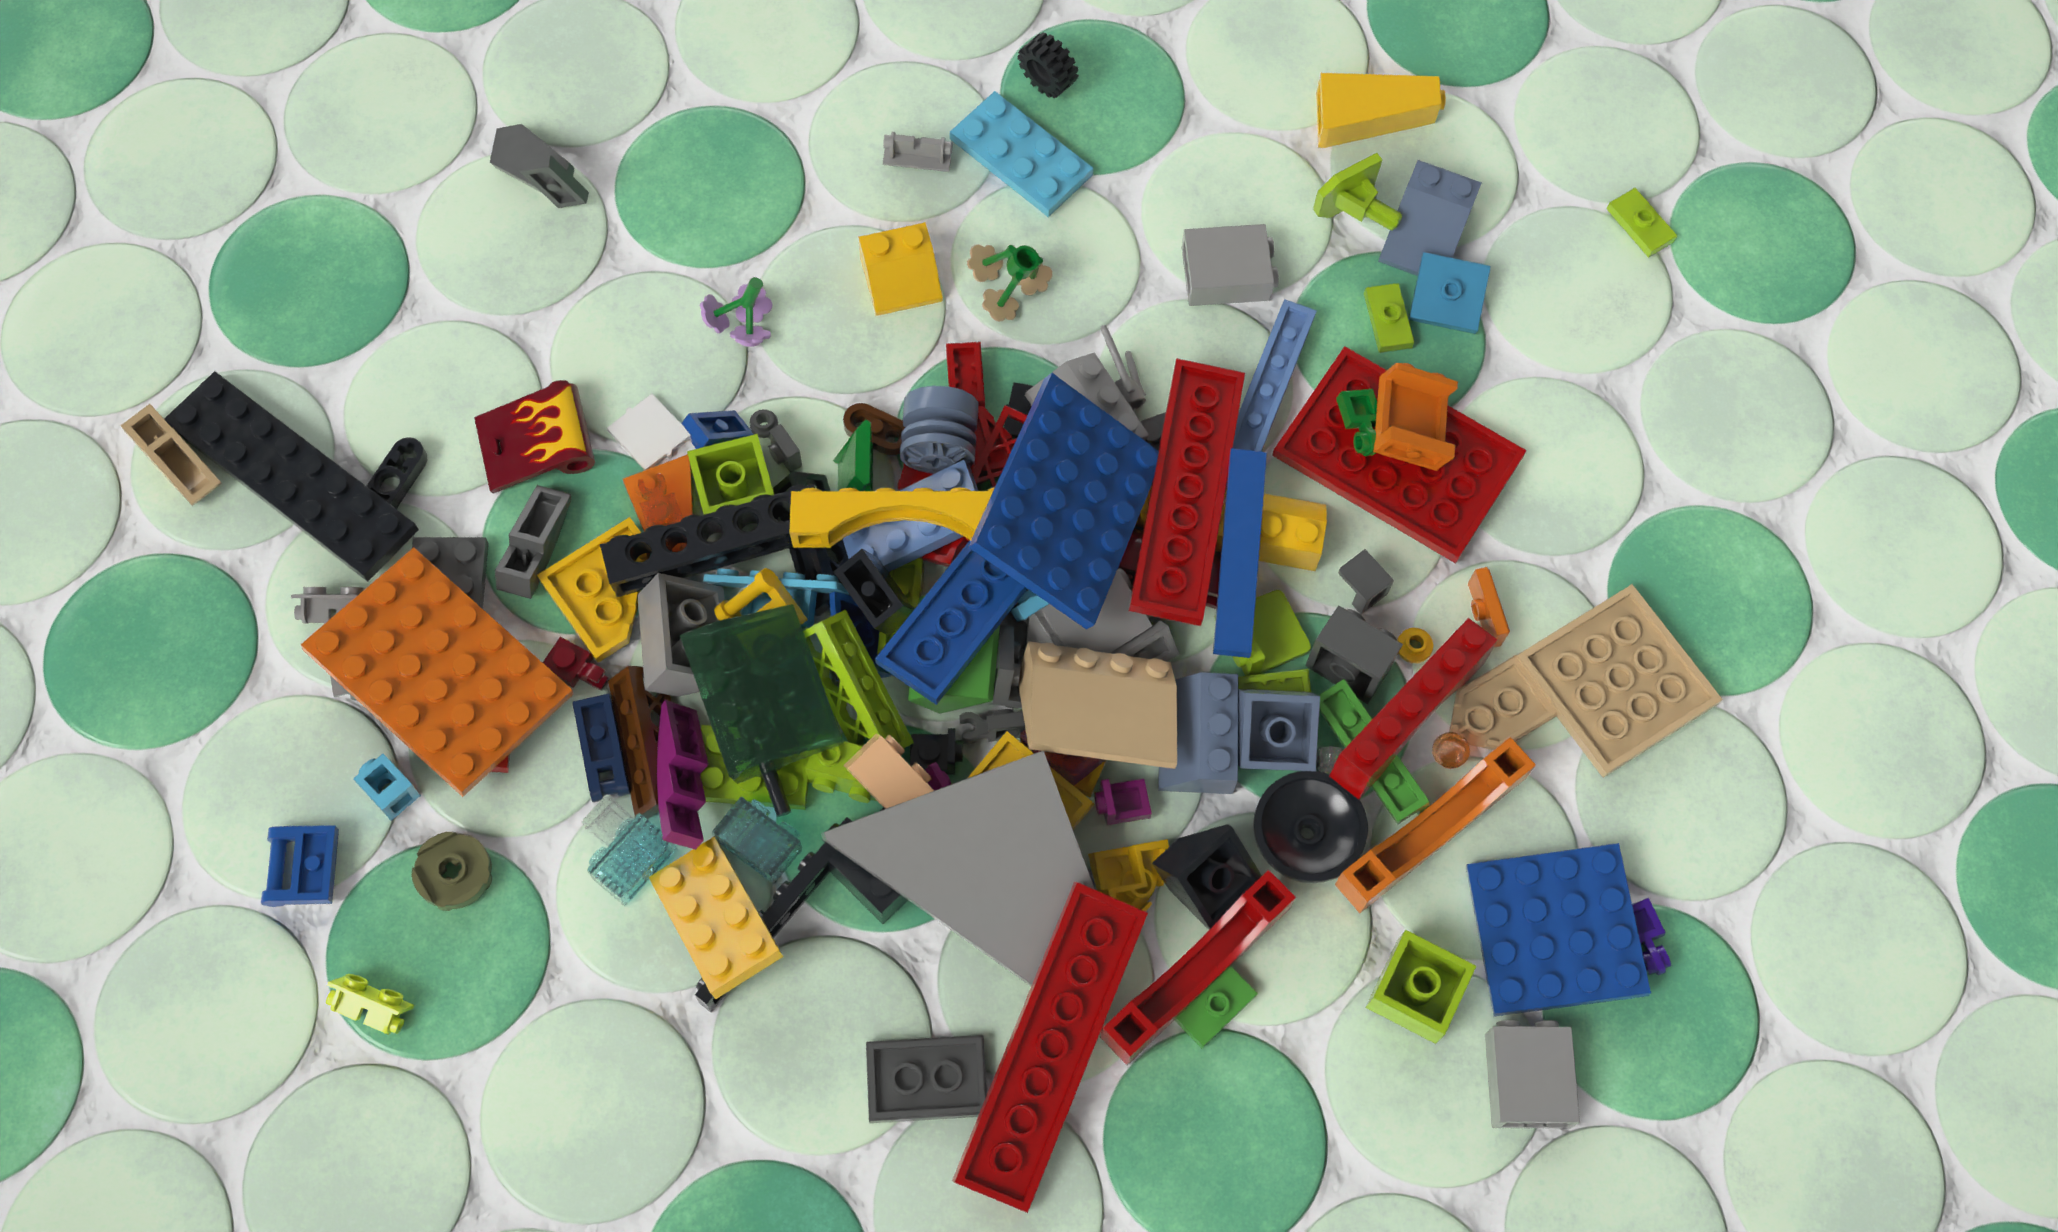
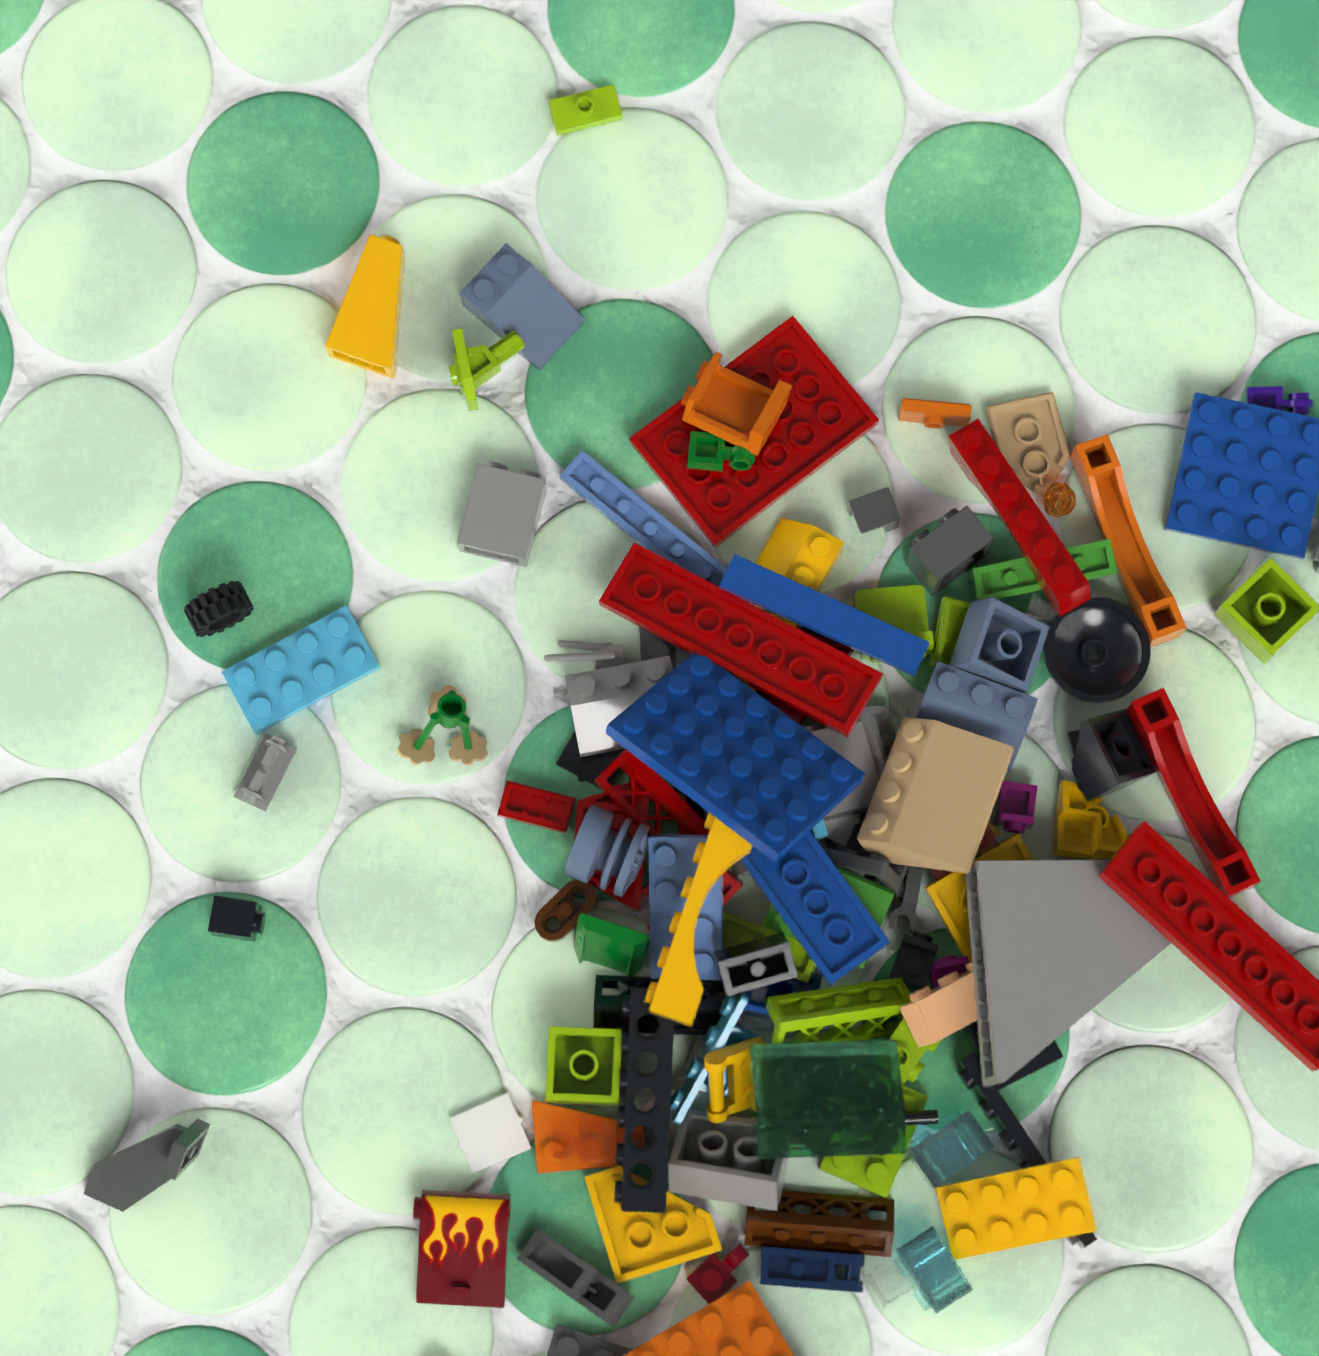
camera: 65 degrees left, 10 degrees up
(679, 782) = (859, 1200): magenta slope -> none
(715, 427) = (520, 1063): blue slope -> none
(750, 308) = (386, 993): lavender plant -> none
(776, 166) = (236, 919): none -> black brick
(782, 446) = (556, 1007): dark grey plate -> none
(900, 269) = (399, 832): yellow slope -> none
(925, 1078) = (1212, 1065): dark grey tile -> none
(1216, 1007) = (1227, 790): bright green plate -> none
(1388, 317) = (607, 385): lime plate -> none
(1411, 654) = (947, 502): yellow plate -> none
(1449, 293) = (603, 318): dark azure plate -> none
(1618, 680) = (1038, 327): tan plate -> none

